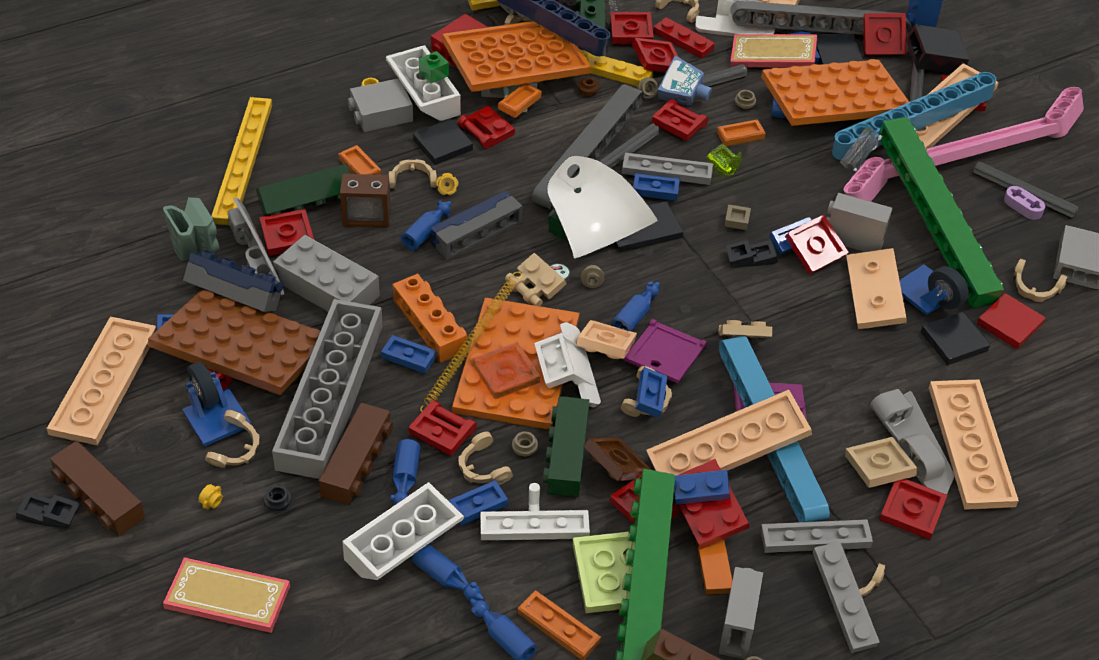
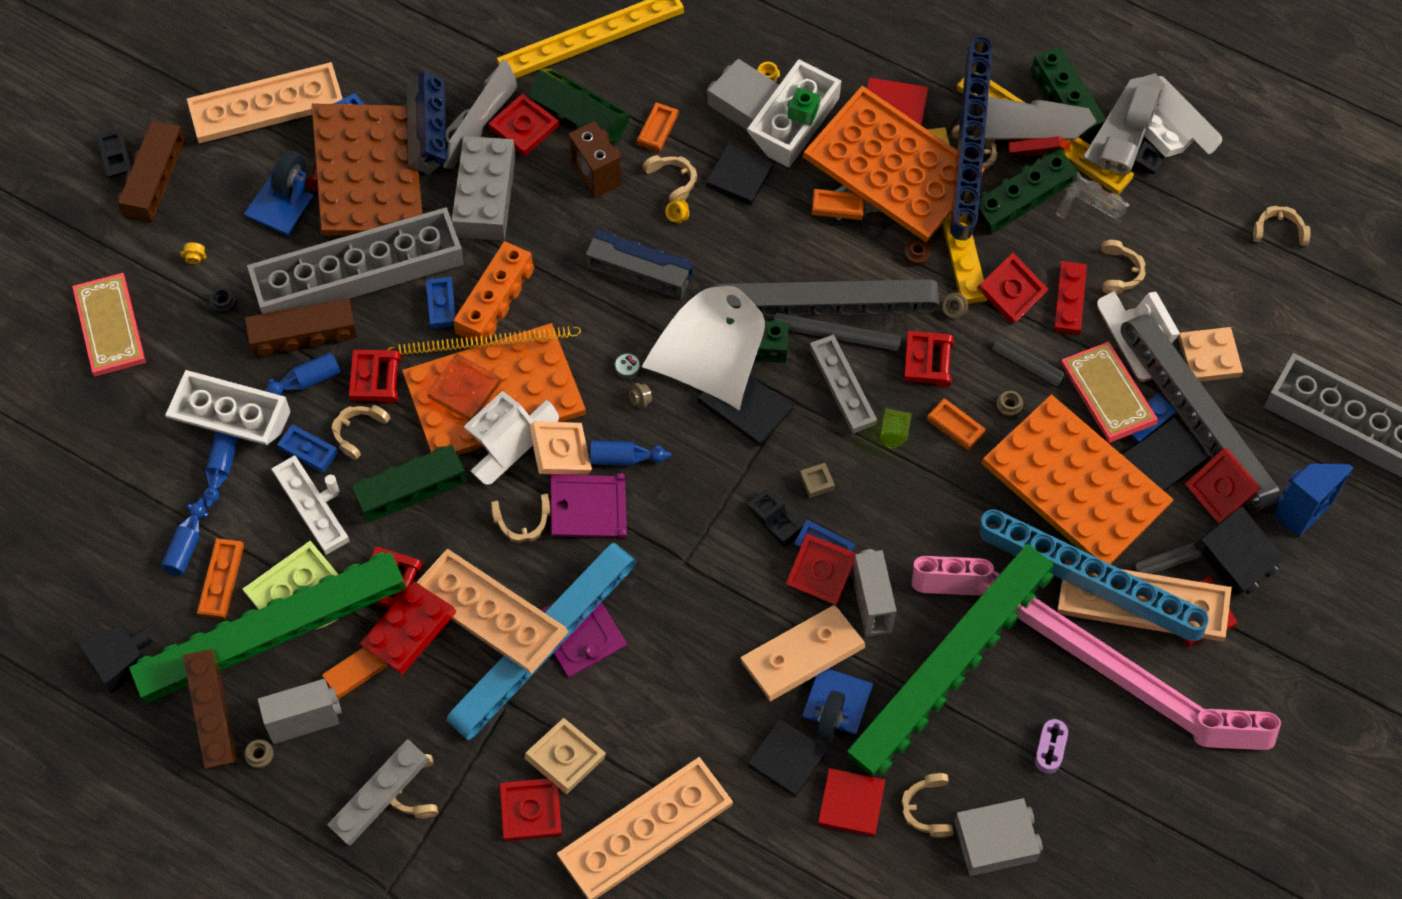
camera: 60 degrees right, 15 degrees up
(191, 229) = (461, 54): sand green piece -> none
(221, 460) = (277, 222): tan piece -> none
(421, 228) = (615, 223): blue wheel -> none
(491, 123) = (794, 203): red plate -> none
(524, 438) = (397, 443): dark tan plate -> none
(541, 276) = (608, 353): tan plate -> none
(615, 458) = (418, 530): reddish brown plate -> none
(630, 25) = (1041, 242): red plate -> none
(651, 392) = (514, 517): blue plate -> none
(656, 186) = (807, 387): blue plate -> none
(683, 83) = (978, 332): torso -> none
(701, 487) = (410, 611): blue plate -> none
(754, 331) = (650, 559): tan plate -> none
(808, 535) = (438, 738): light grey plate -> none
(861, 149) = (993, 545): clear plate -> none
(913, 434) = (618, 775): light grey panel -> none
(1006, 180) = (1074, 748): dark grey axle -> none

